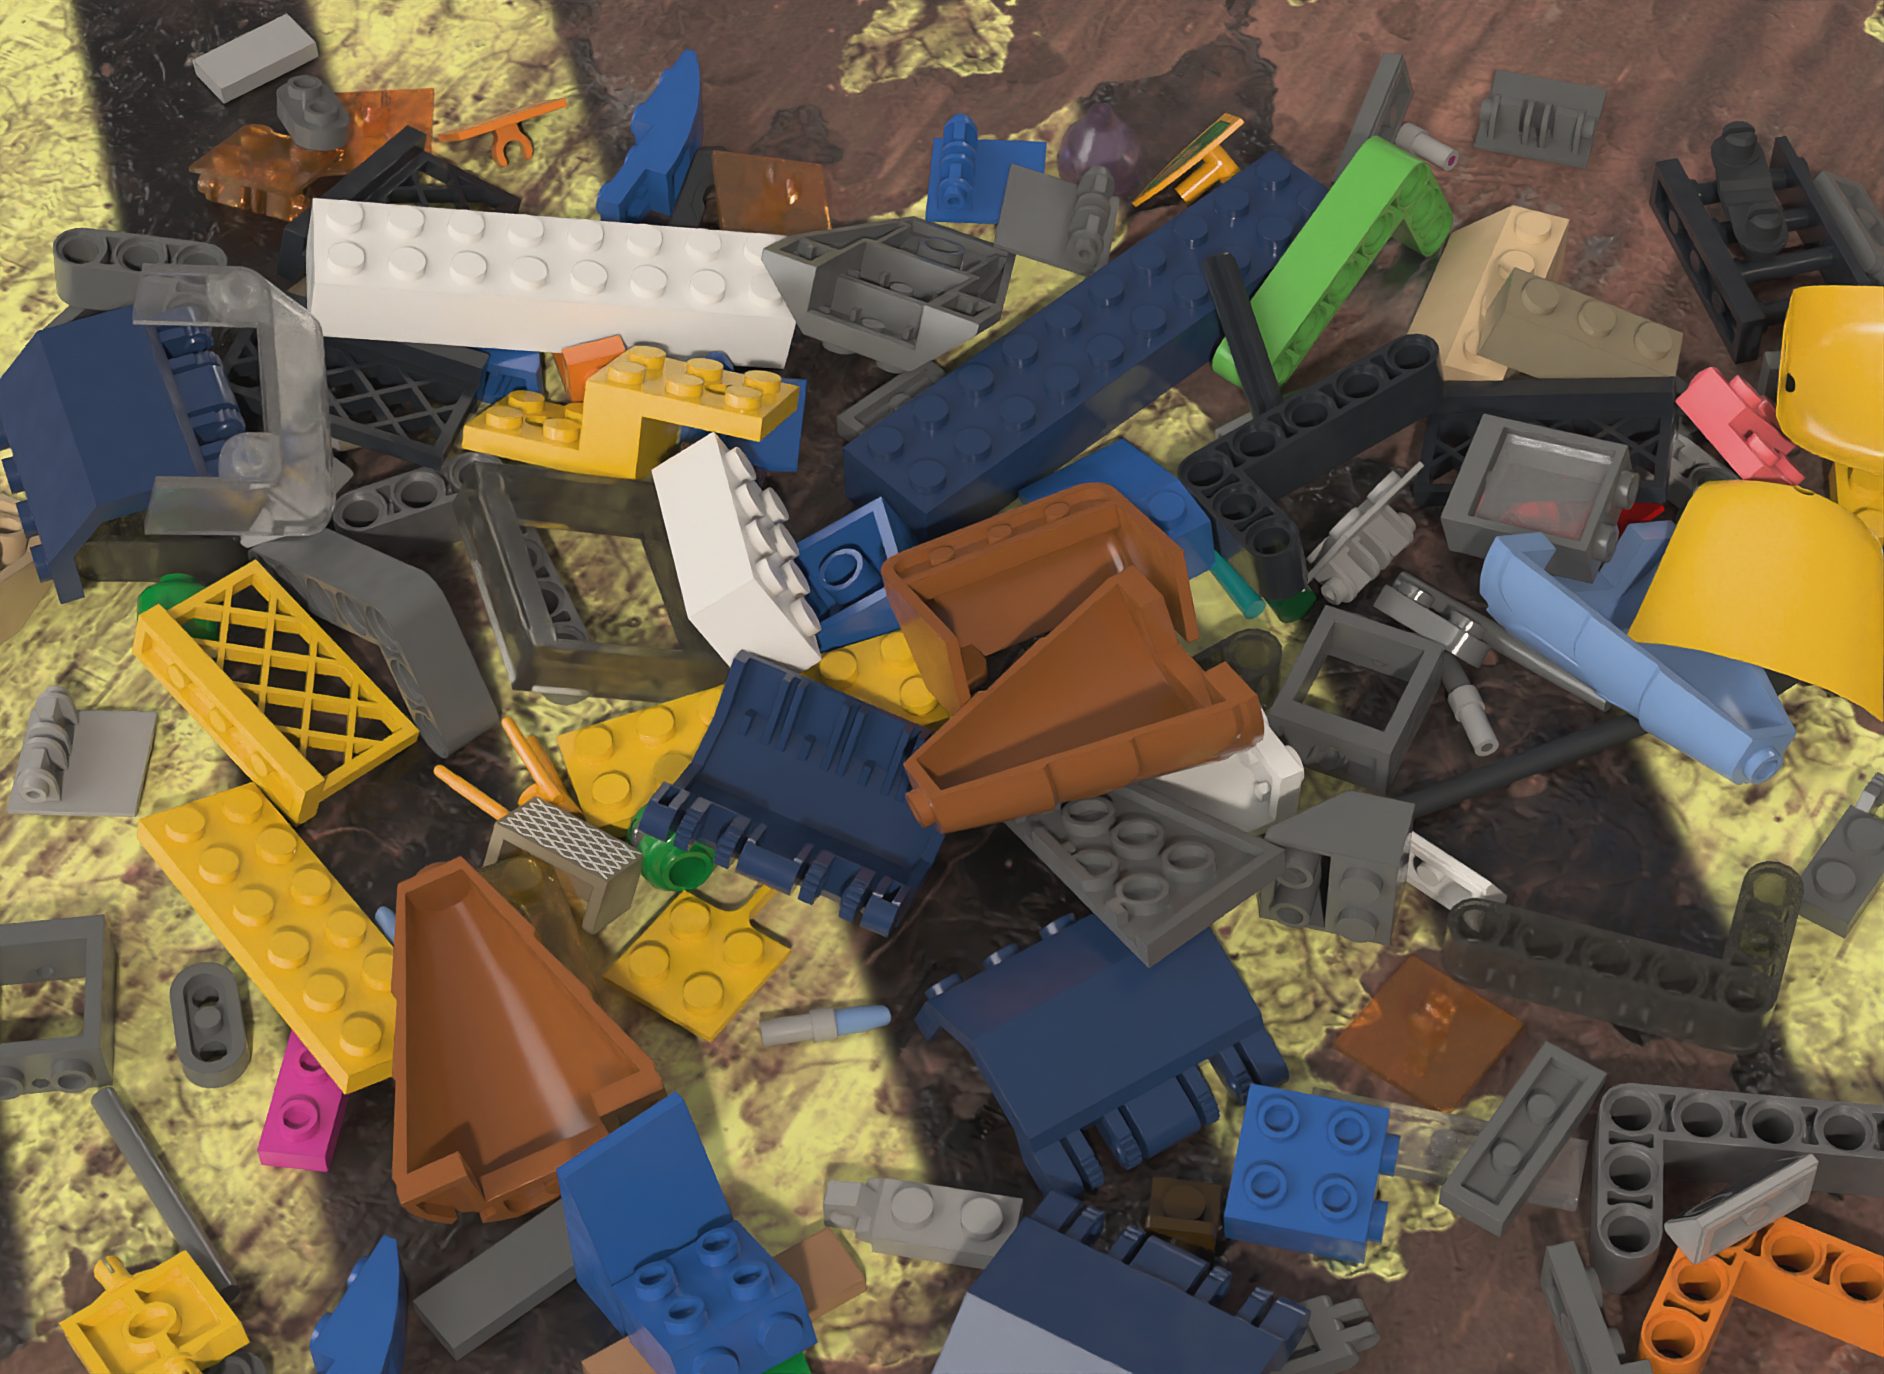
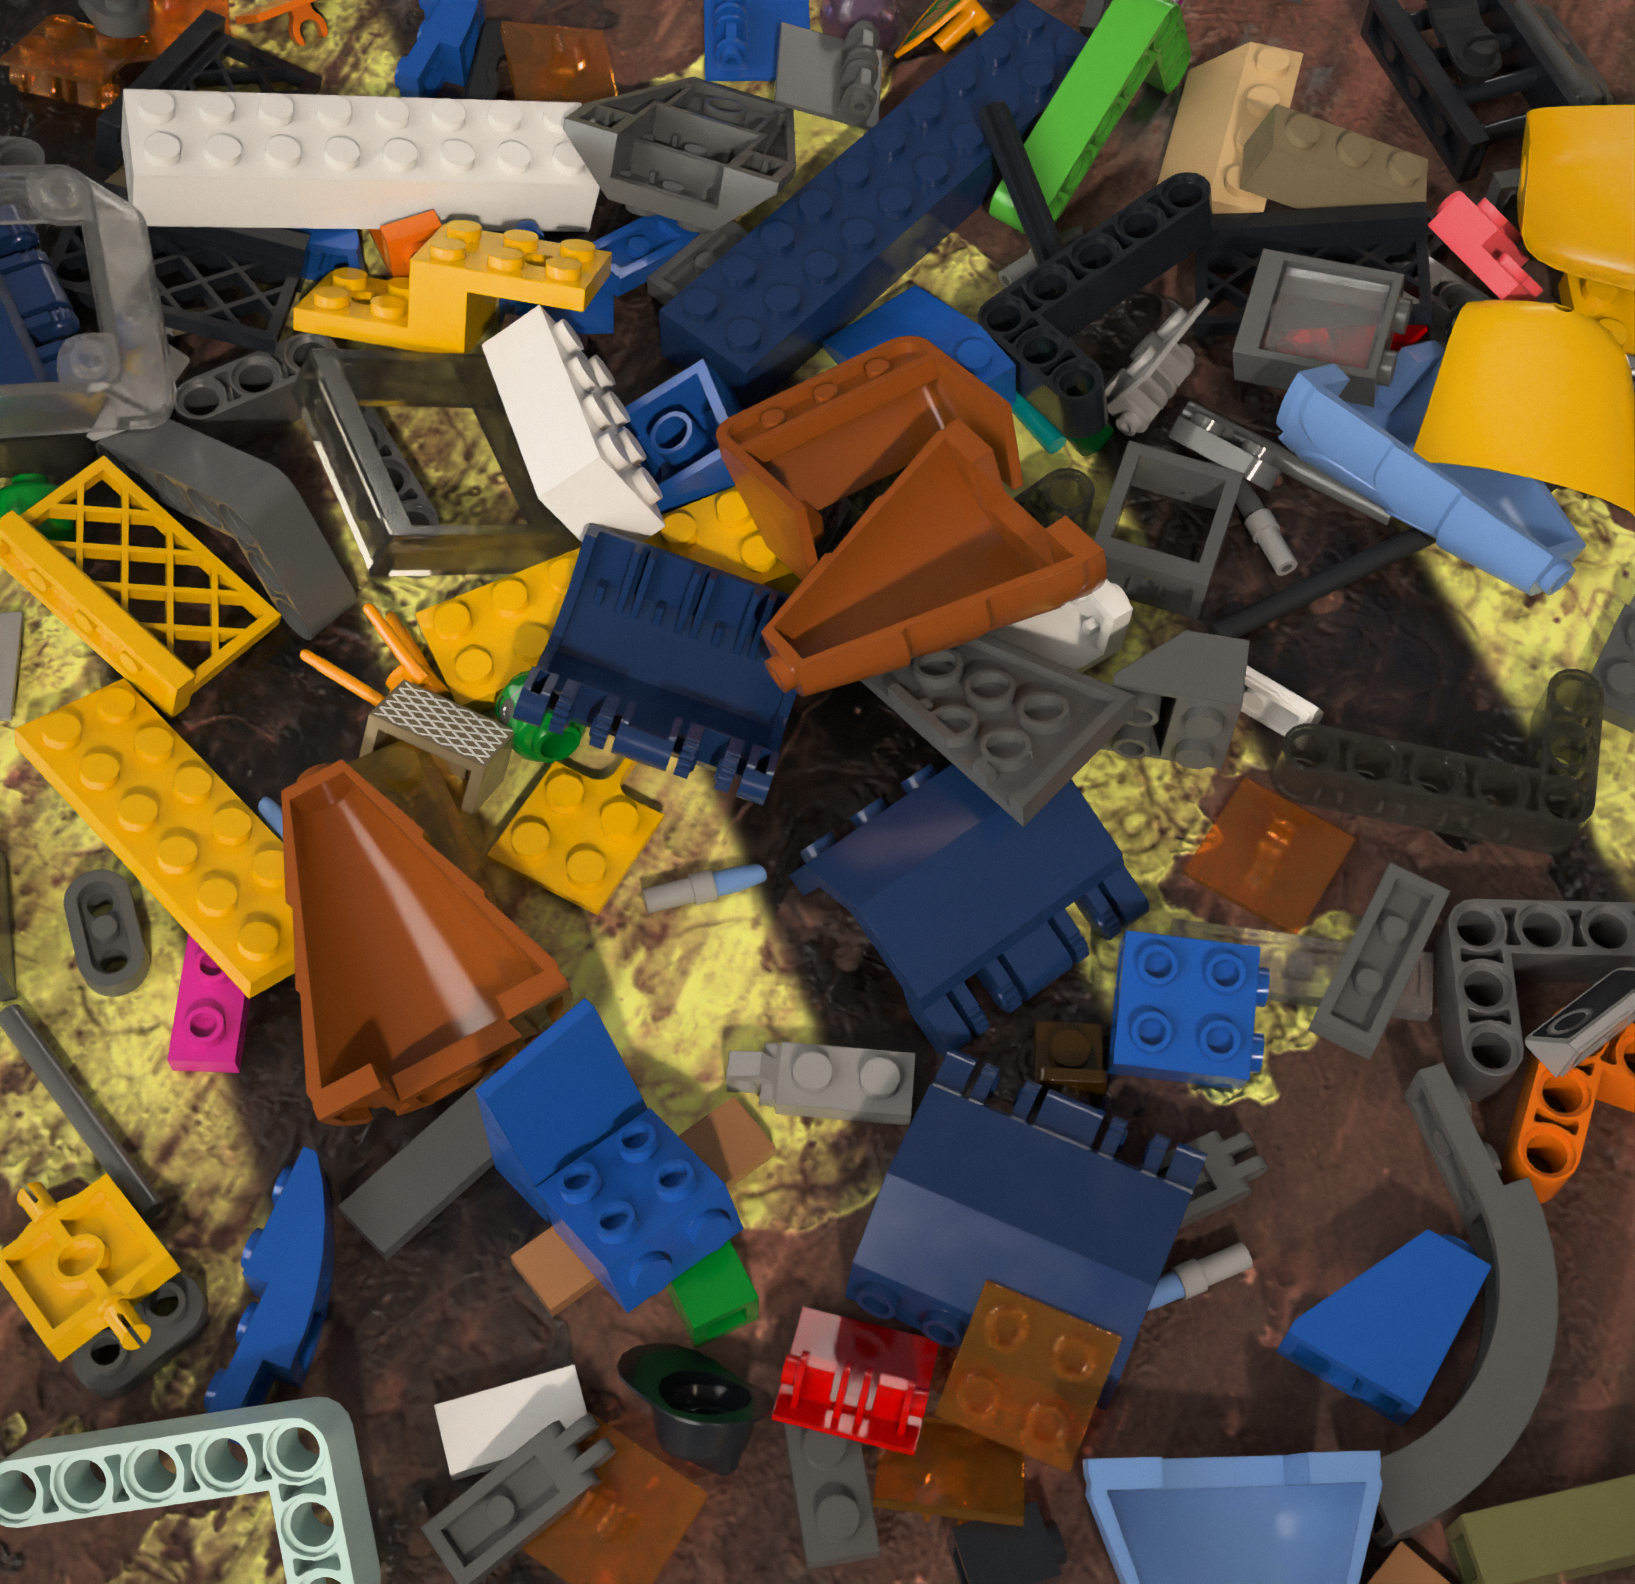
camera: 10 degrees left, 10 degrees up
(833, 388) = (641, 250): none -> blue hinge

